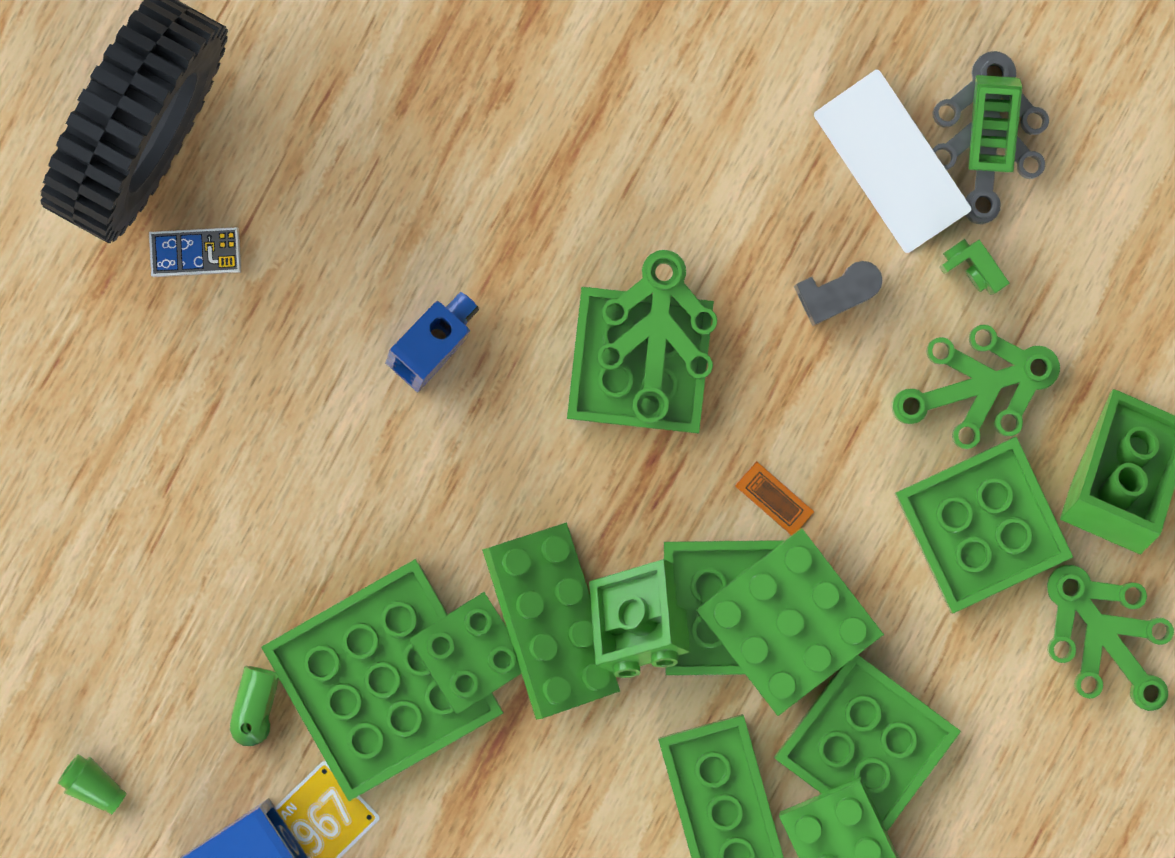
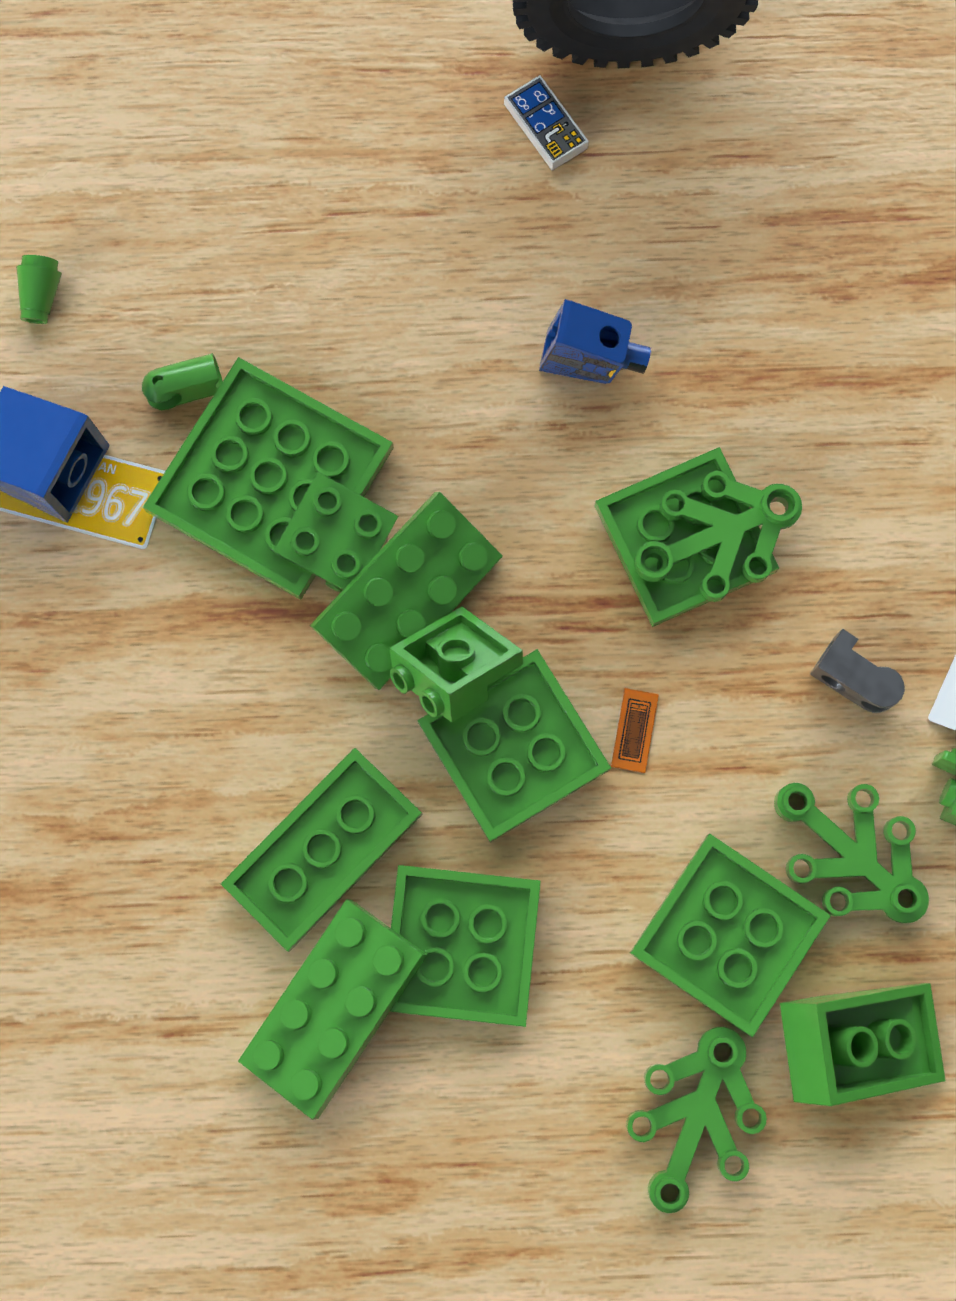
camera: 60 degrees right, 10 degrees down
(789, 621) = (532, 803): bright green plate -> none

